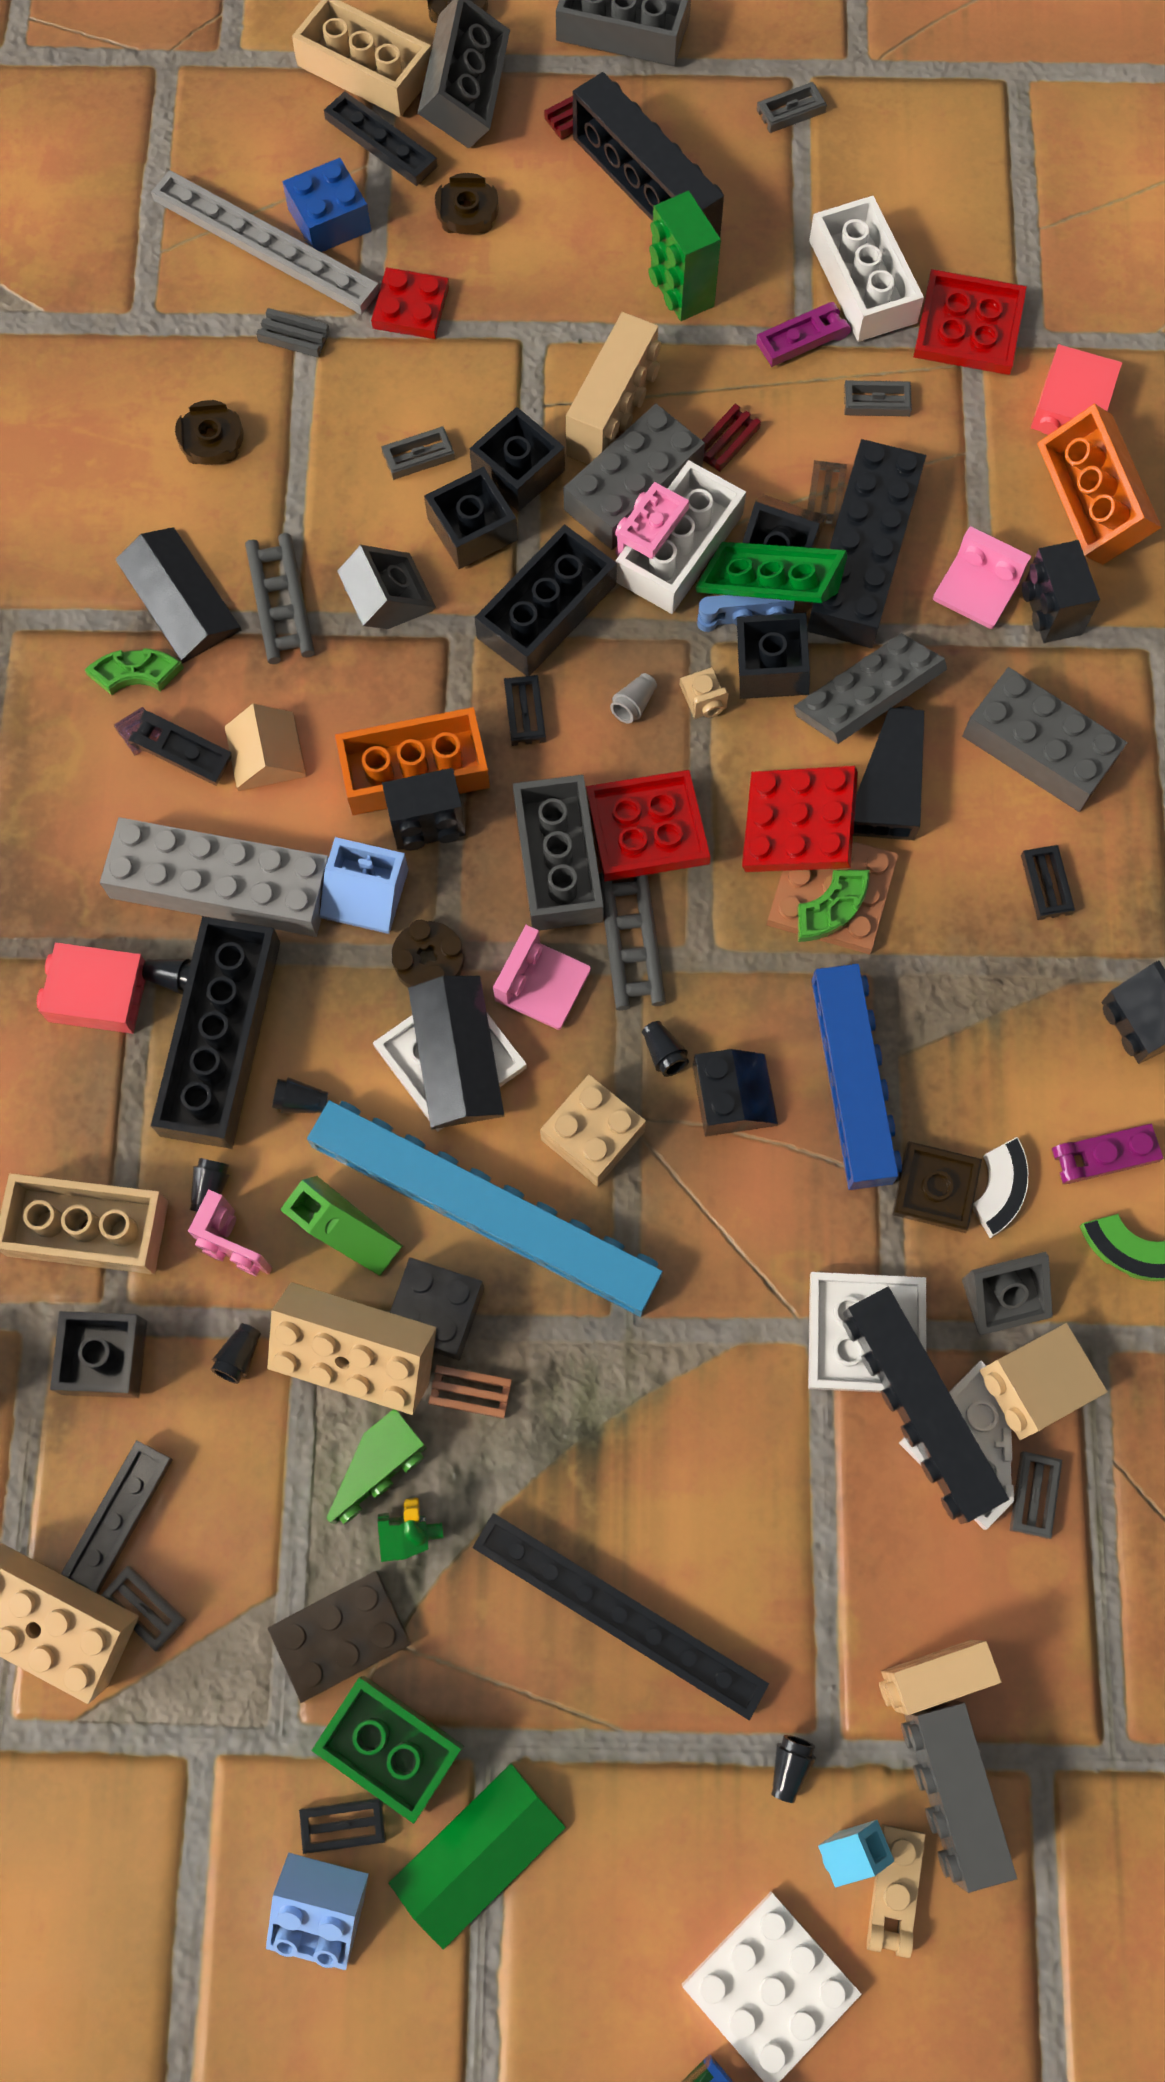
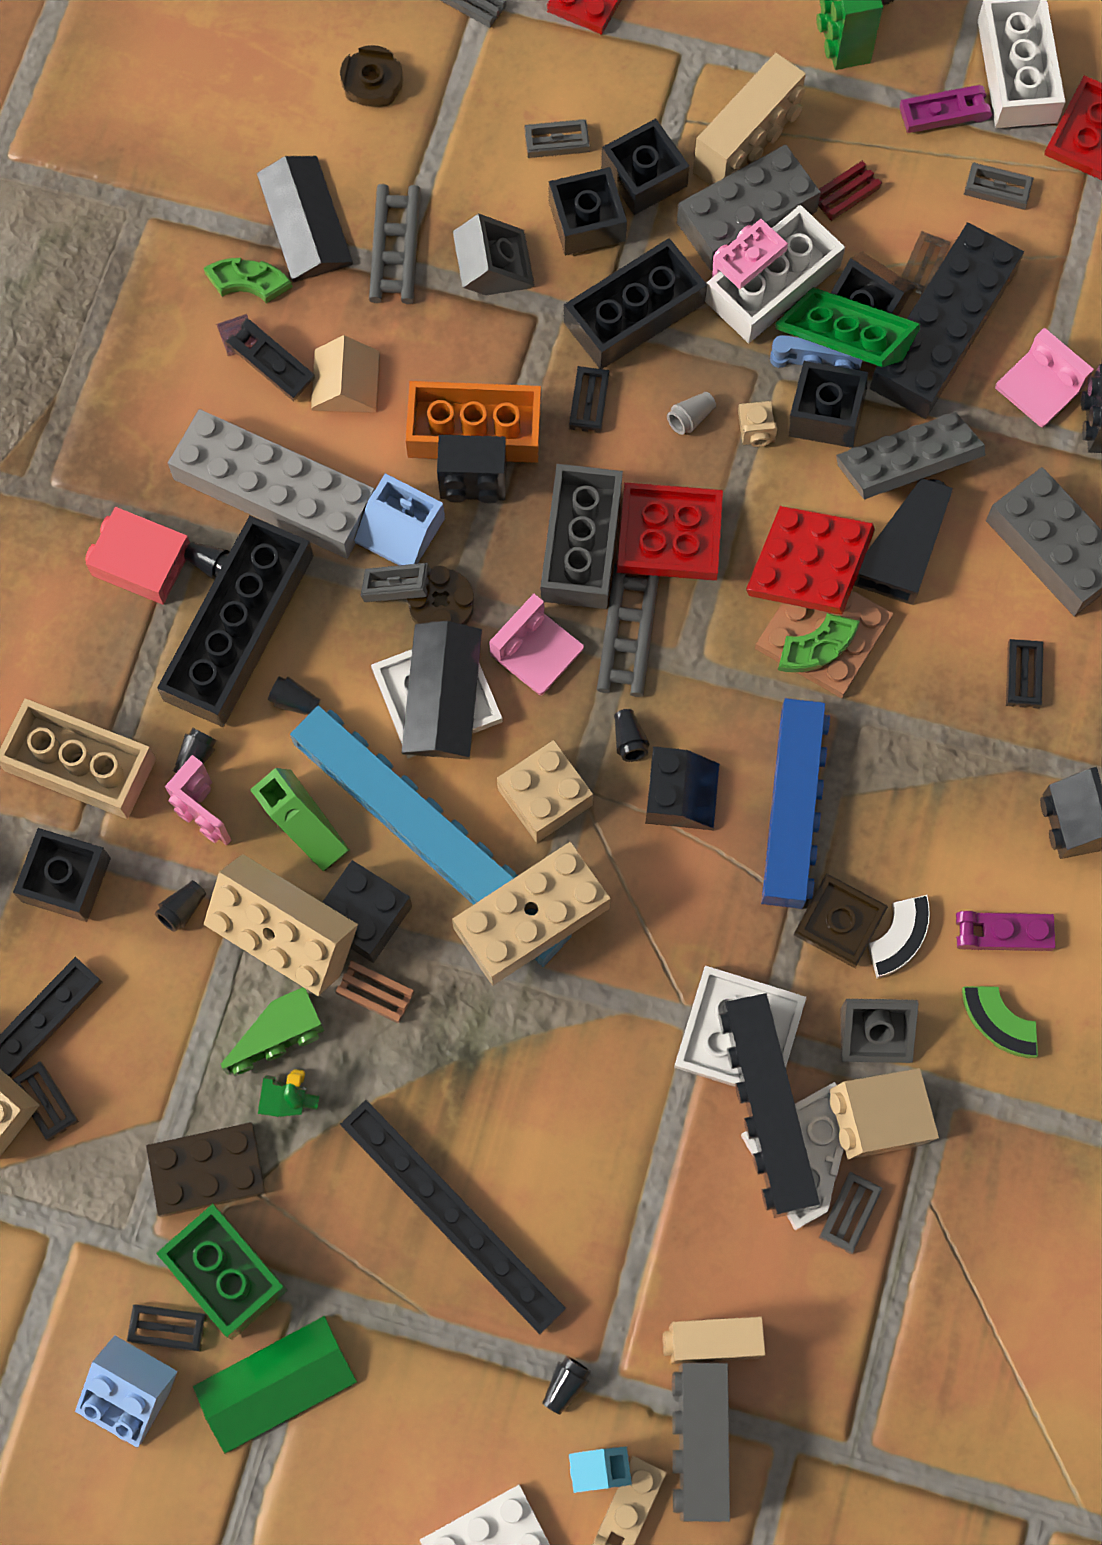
camera: 15 degrees right, 0 degrees up
(375, 954) = (394, 587): none -> dark grey tile
(594, 1296) = (507, 938): none -> tan brick

